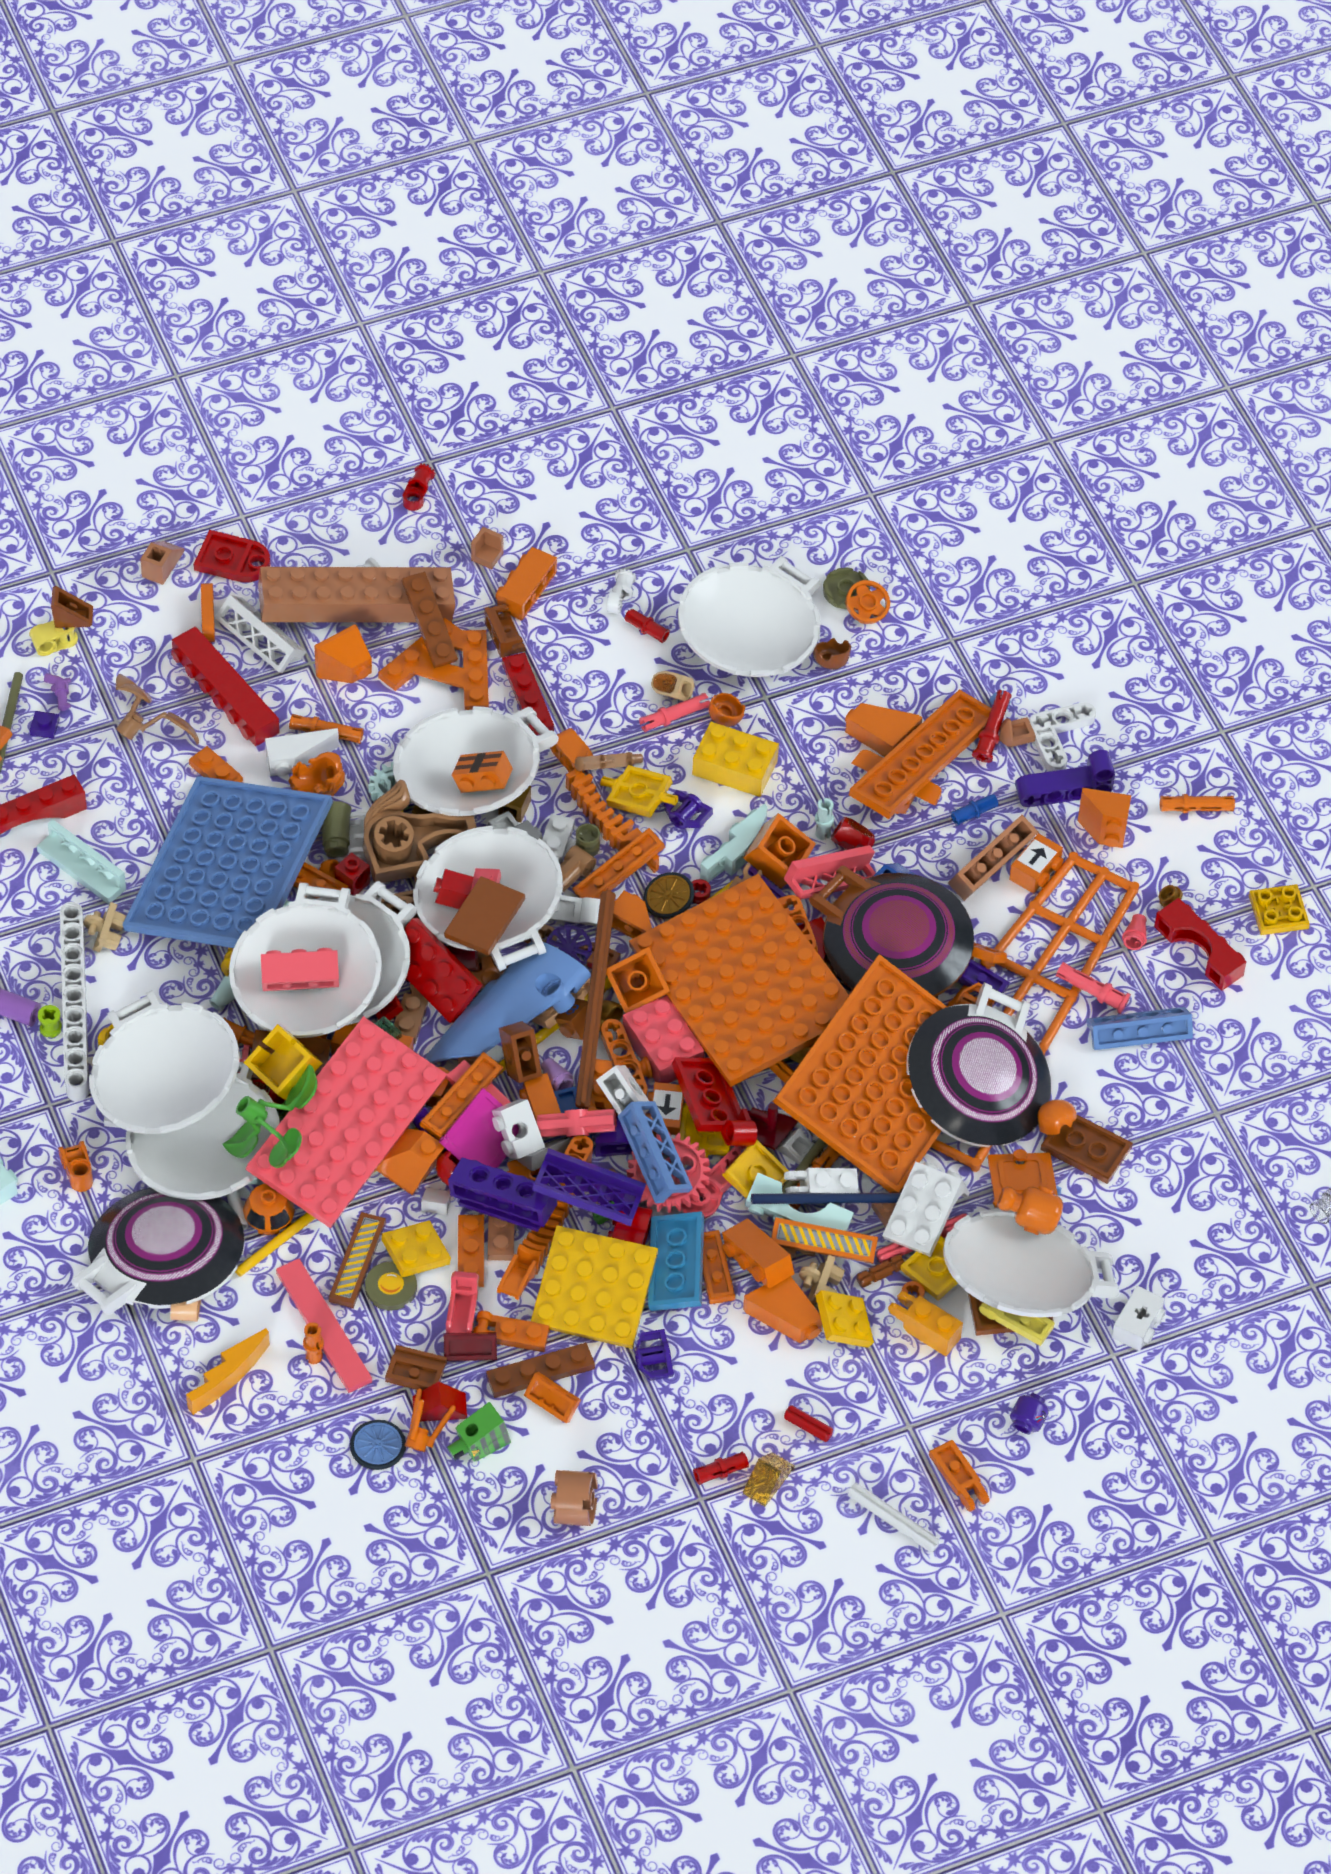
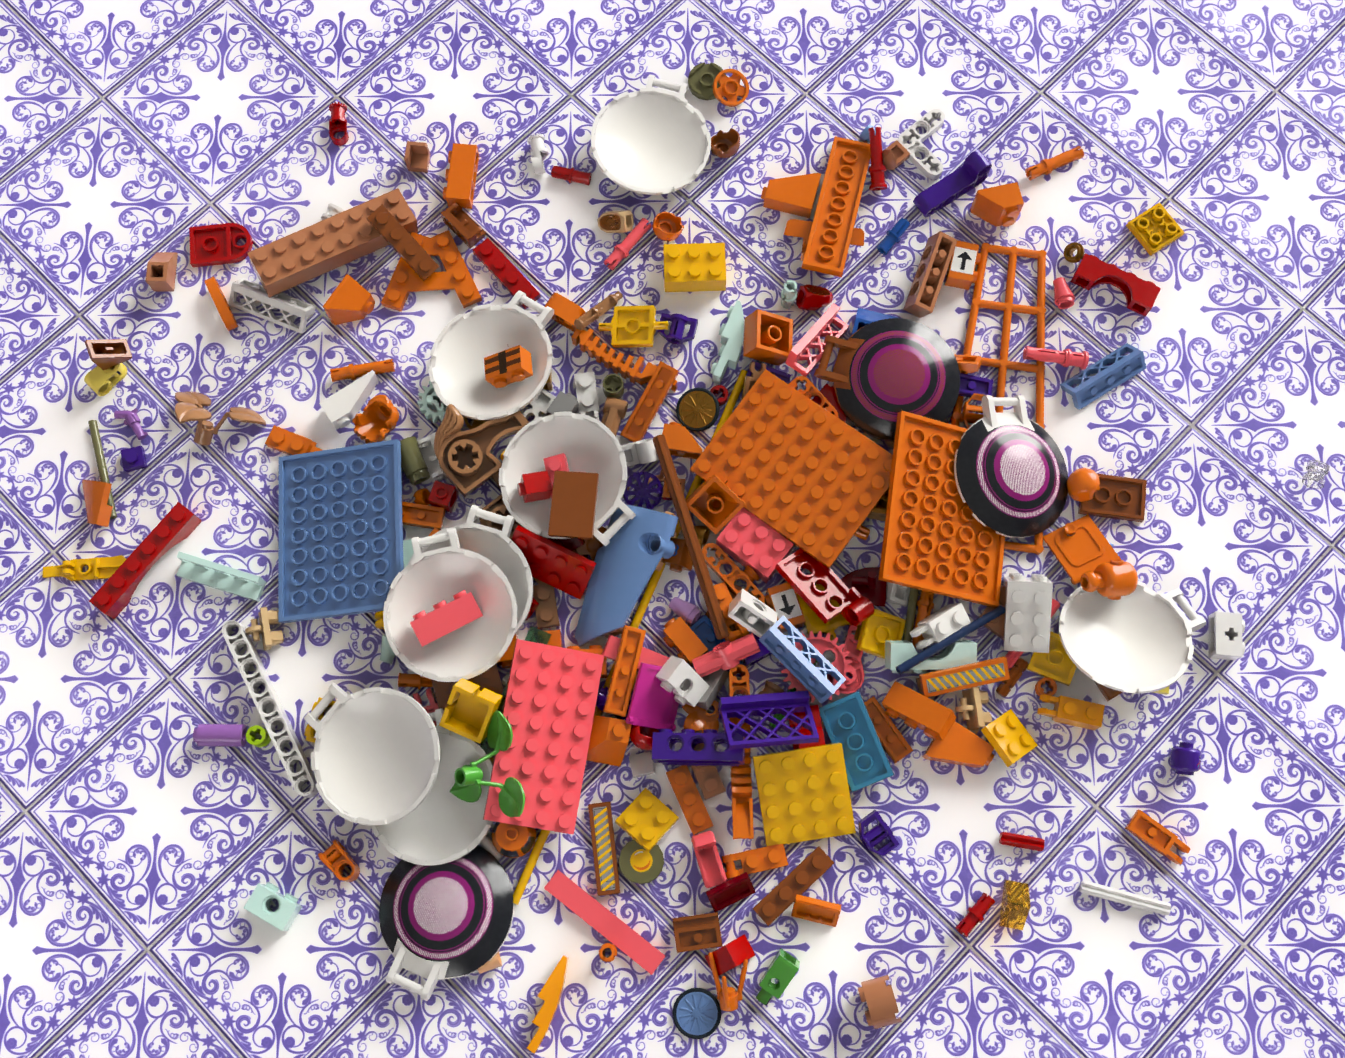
camera: 20 degrees left, 20 degrees up
(225, 686) = (264, 365): red brick -> none
(520, 1052) = (654, 611): dark orange brick -> none

